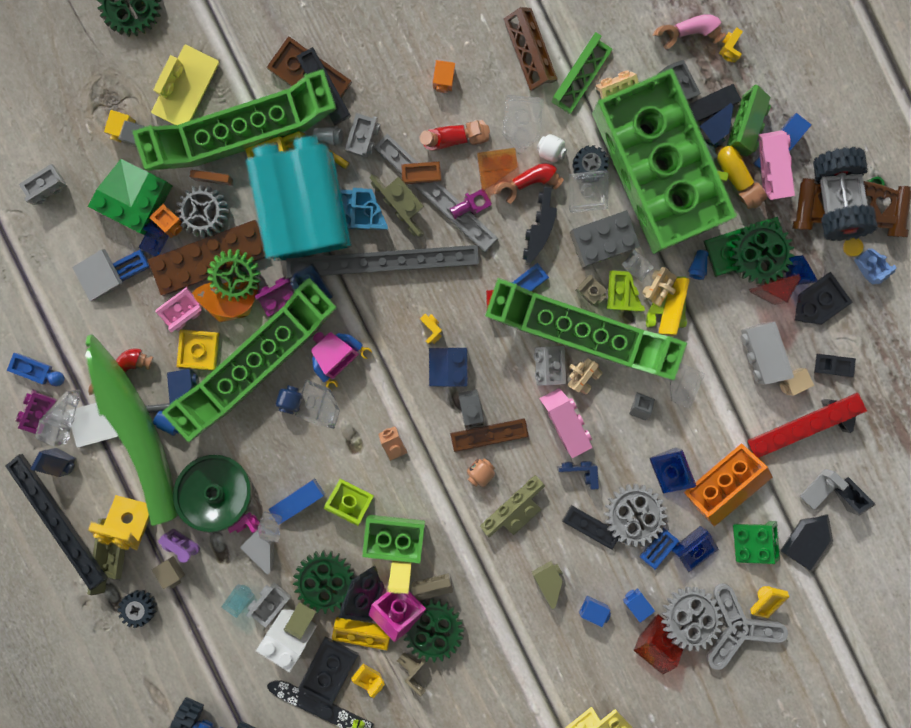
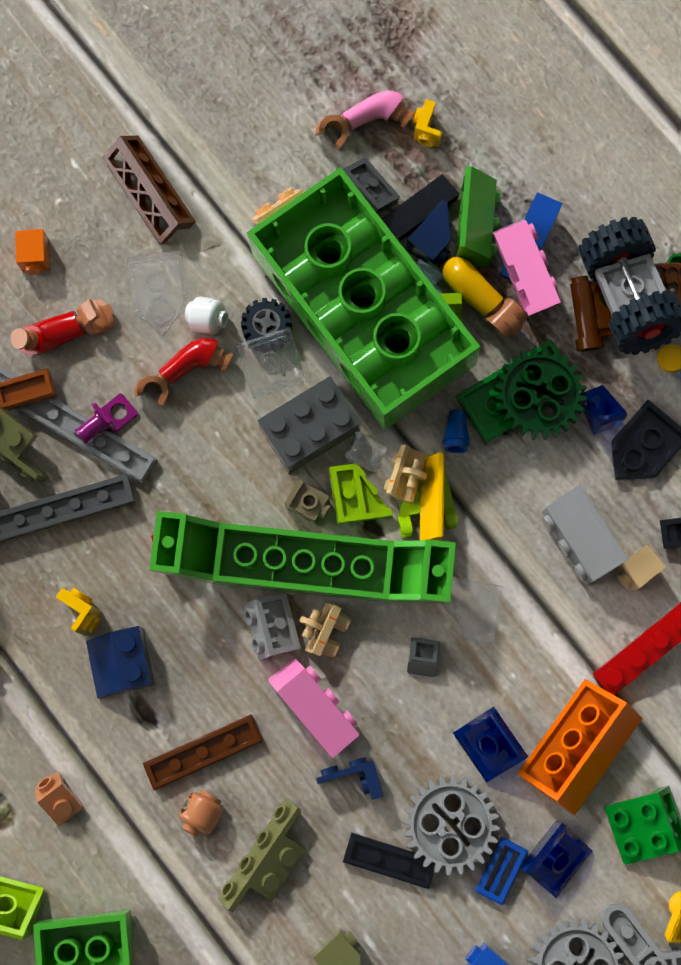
camera: 15 degrees left, 10 degrees down
(471, 408) = (165, 719): dark grey torso -> none
(495, 165) = (131, 357): clear orange wing -> none
(532, 278) = (218, 504): blue tile -> none
(539, 234) = (215, 438): black slope -> none
(578, 66) = (218, 201): bright green fence -> none
(778, 291) = (573, 442): clear red slope -> none

